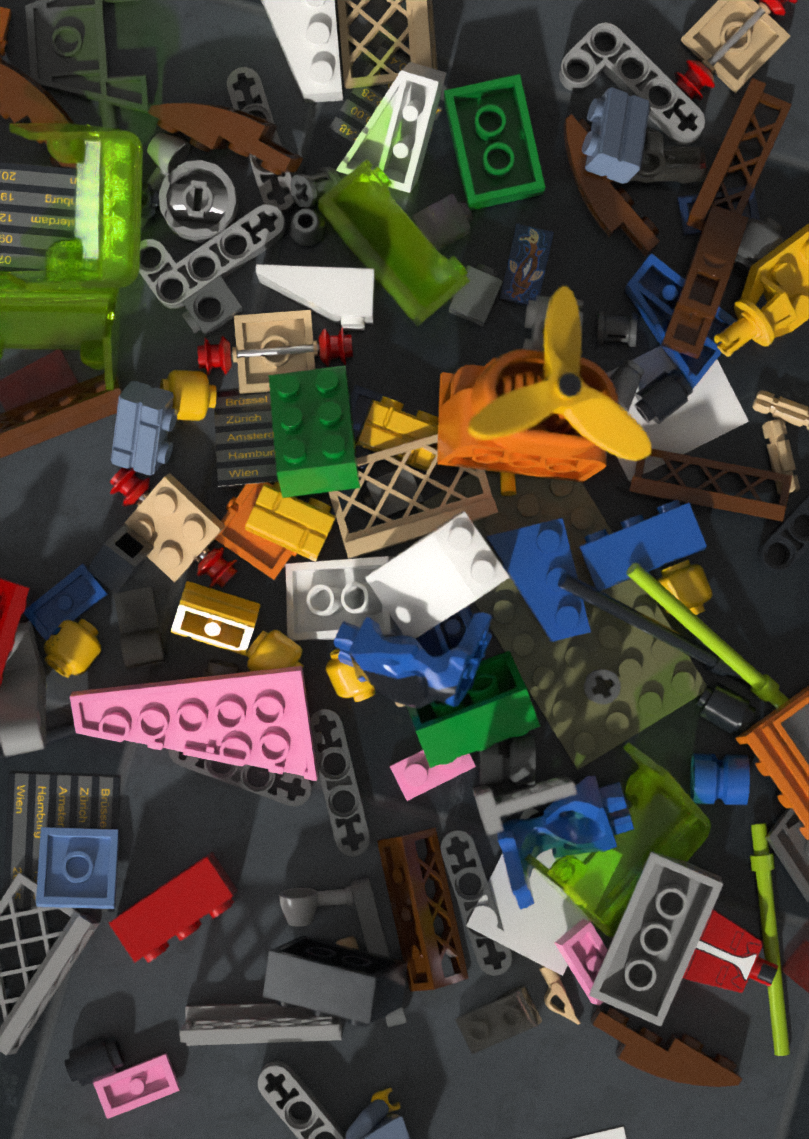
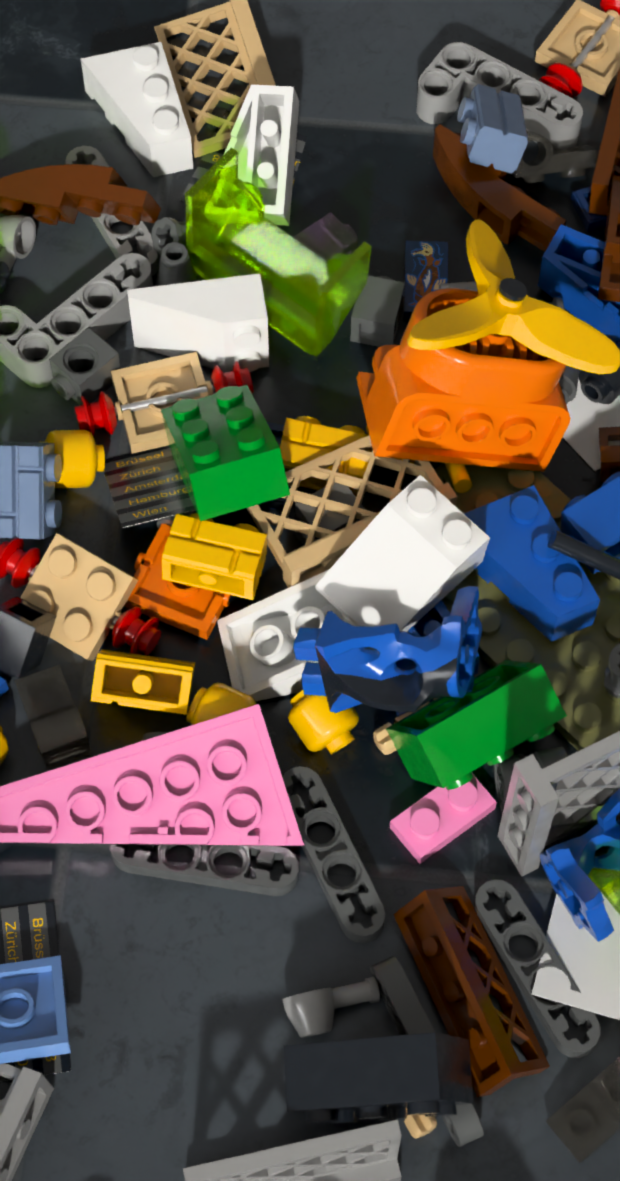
camera: 10 degrees left, 25 degrees down
(174, 909) = (148, 1032): red brick -> none
(198, 201) = (49, 263): light grey brick -> none
(494, 142) = (364, 164): green brick -> none

